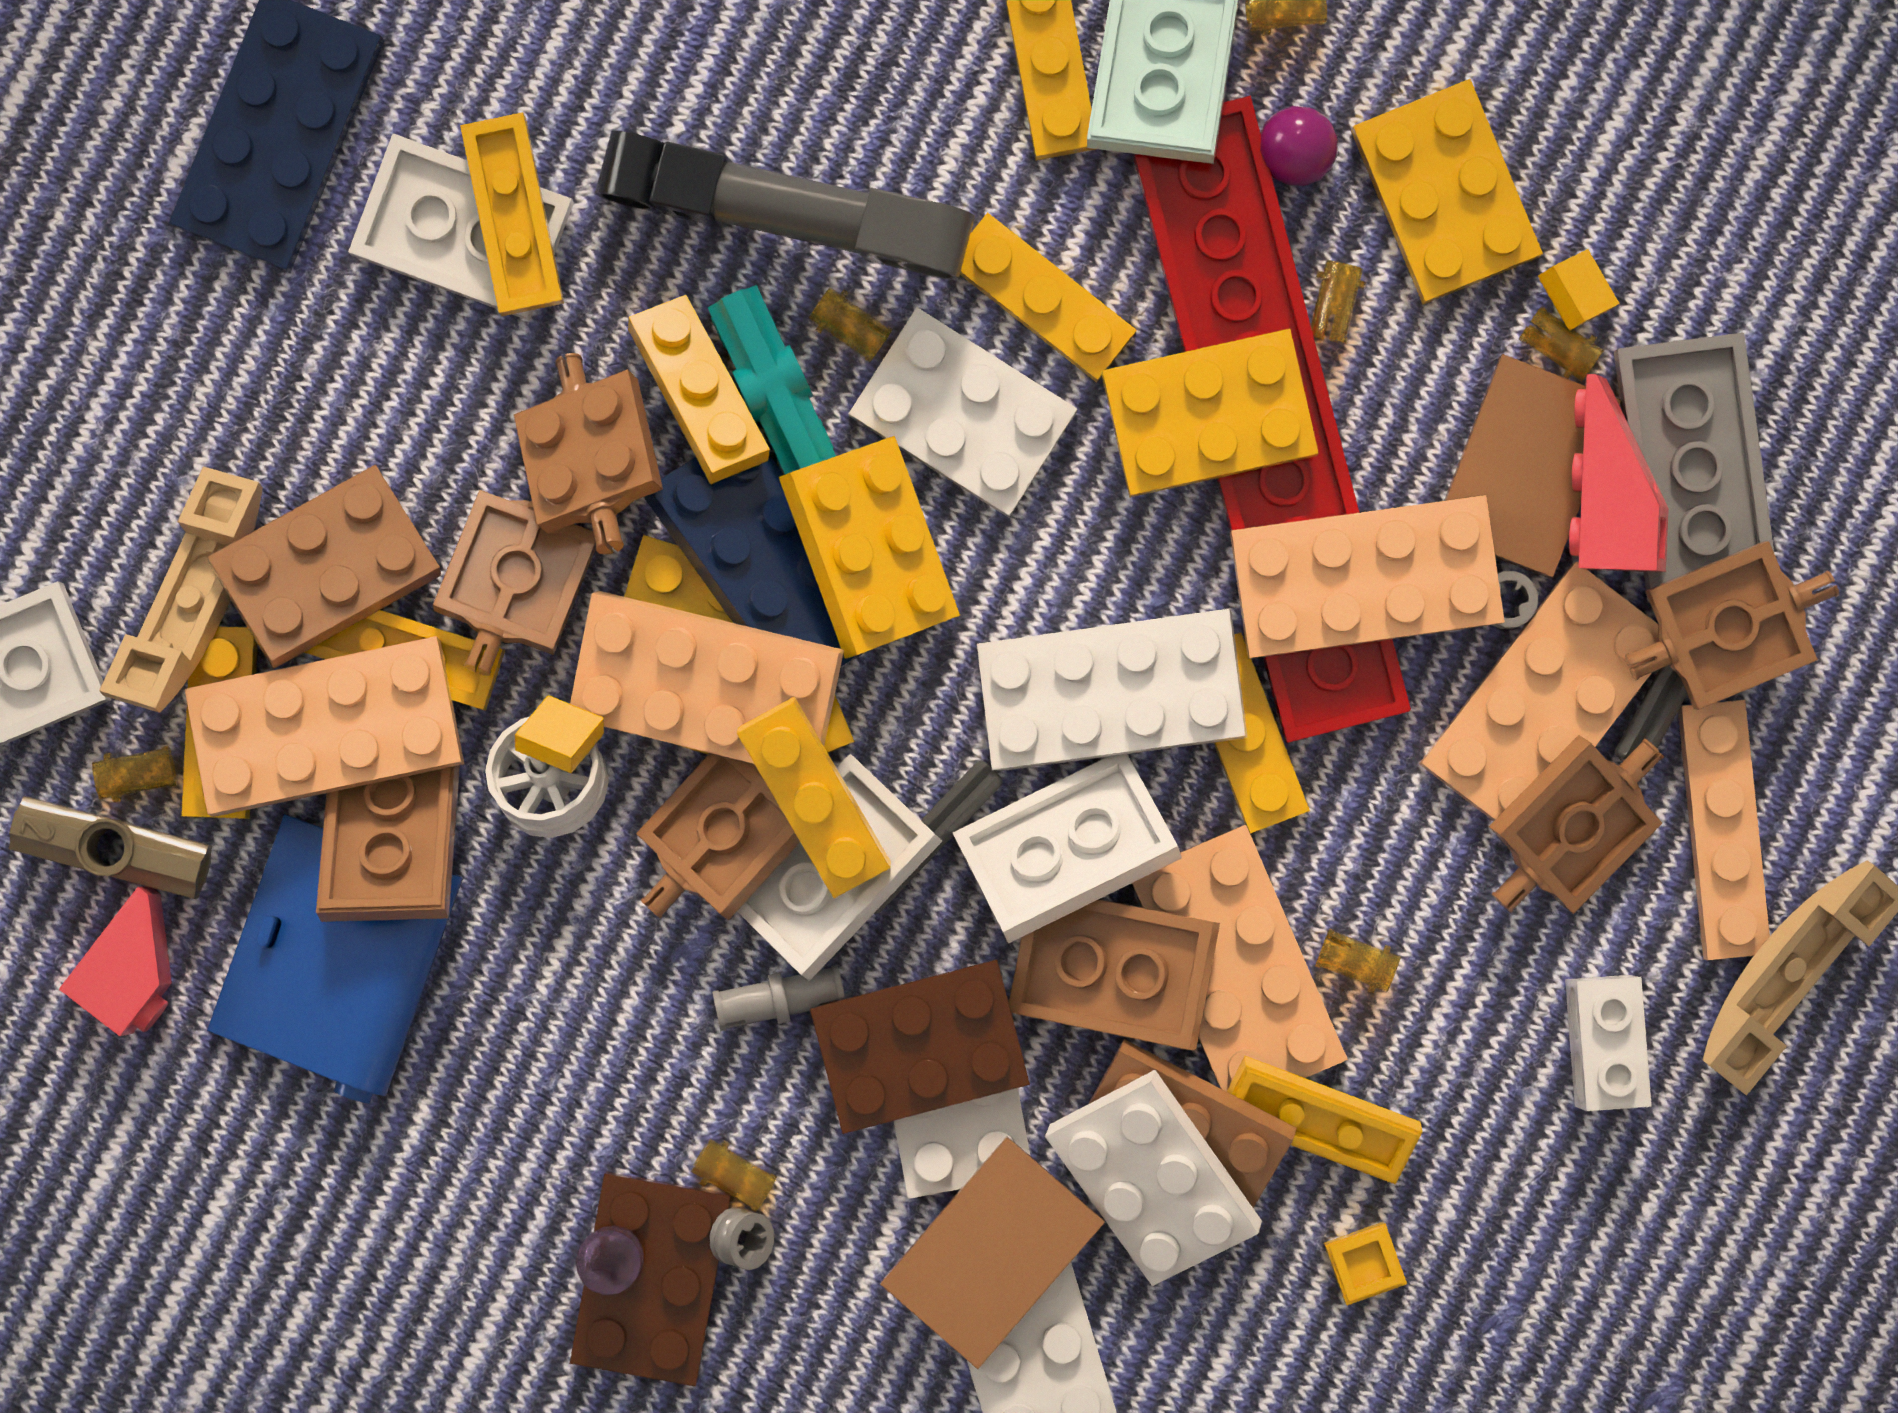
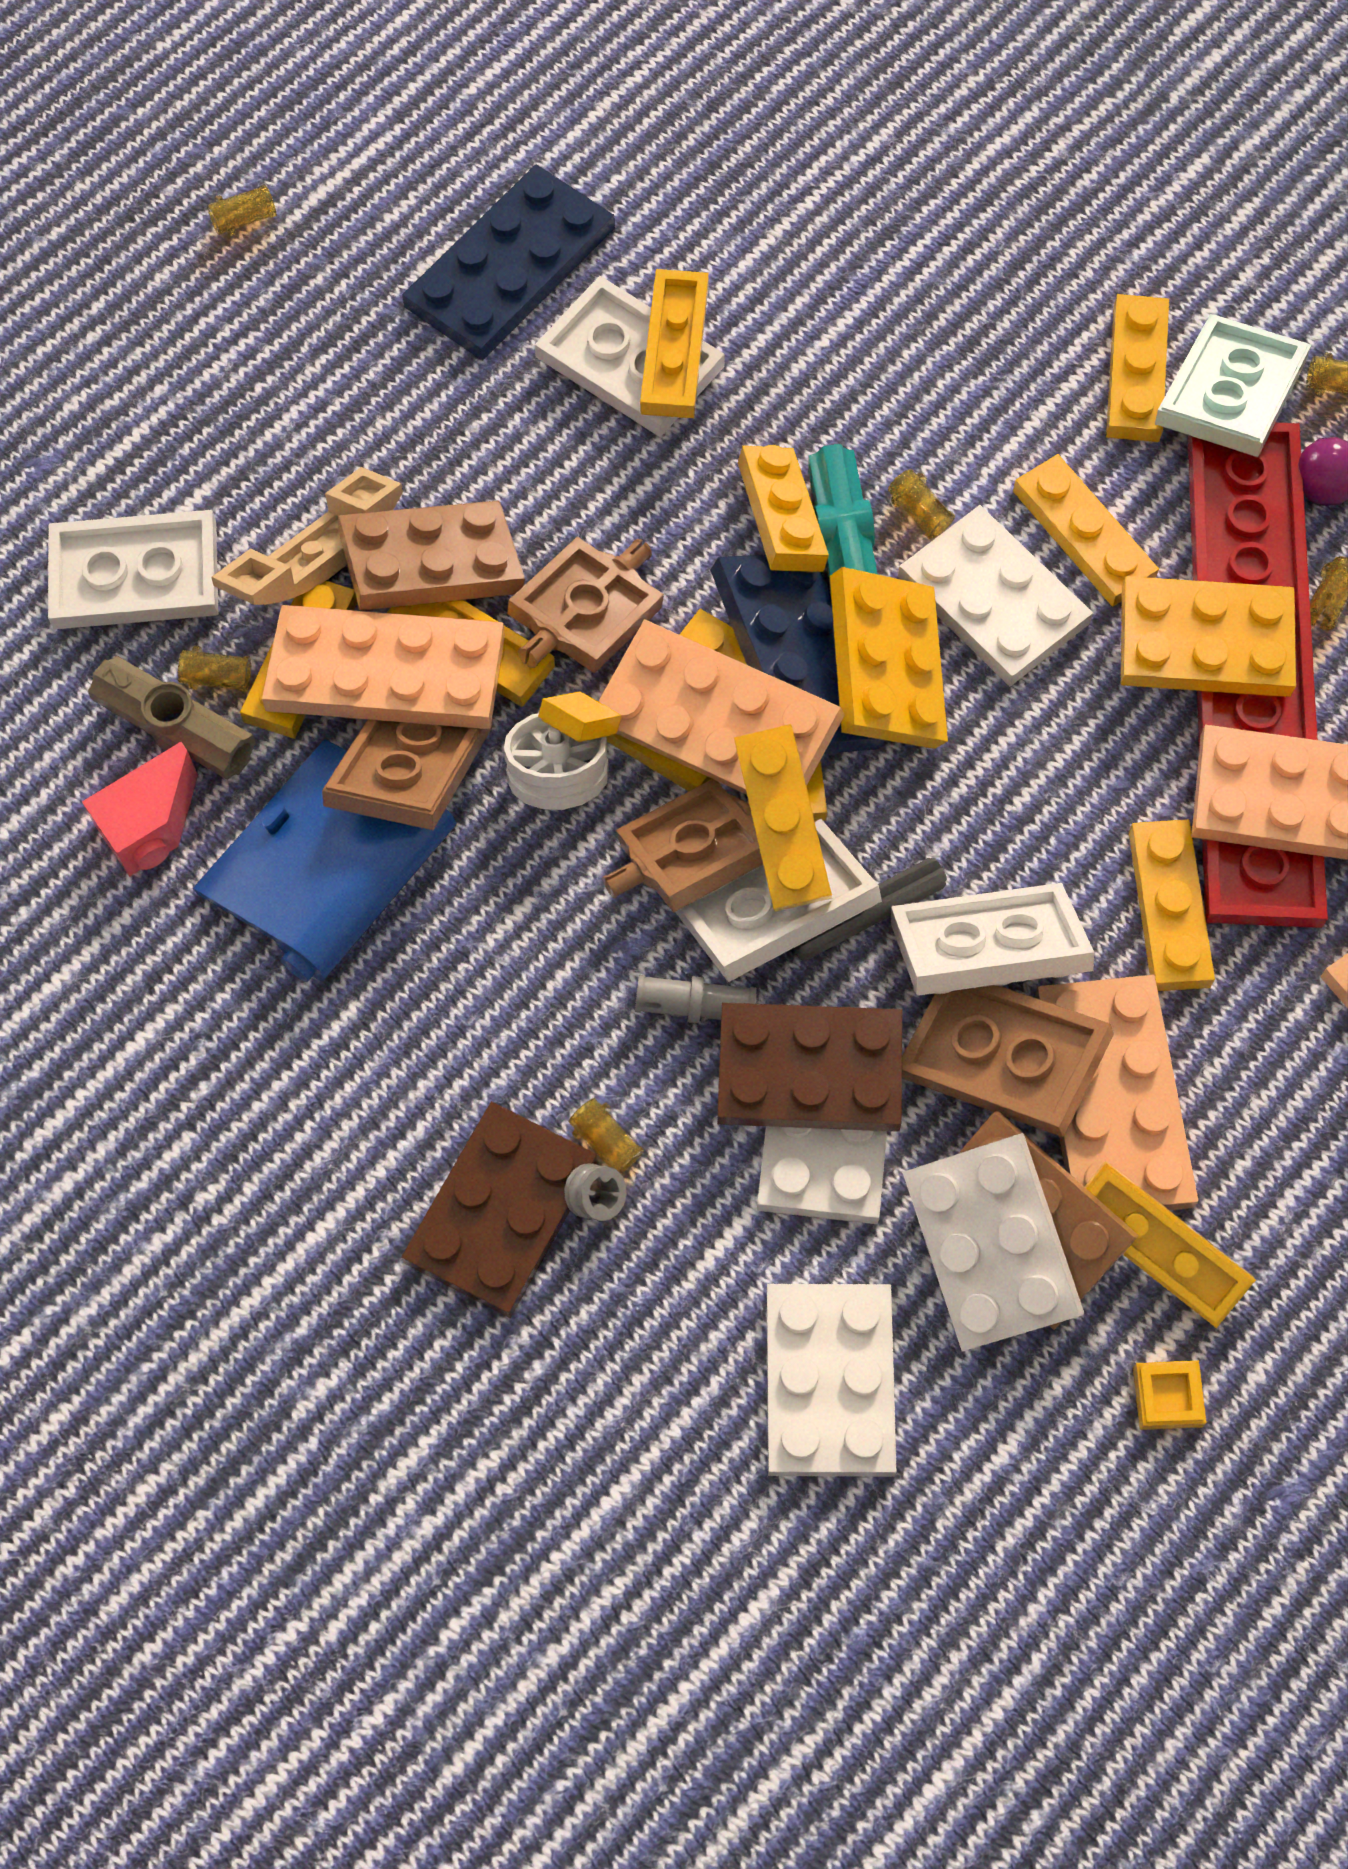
camera: 15 degrees right, 20 degrees down
(588, 452) = (676, 527): medium nougat plate -> none
(617, 1246) = (474, 1177): wheel -> none
(715, 191) = (831, 370): dark grey piece -> none
(992, 1252) = (822, 1265): medium nougat tile -> none
(1112, 690) = (1065, 830): white plate -> none
(1358, 961) = (1228, 1119): clear yellow pin -> none

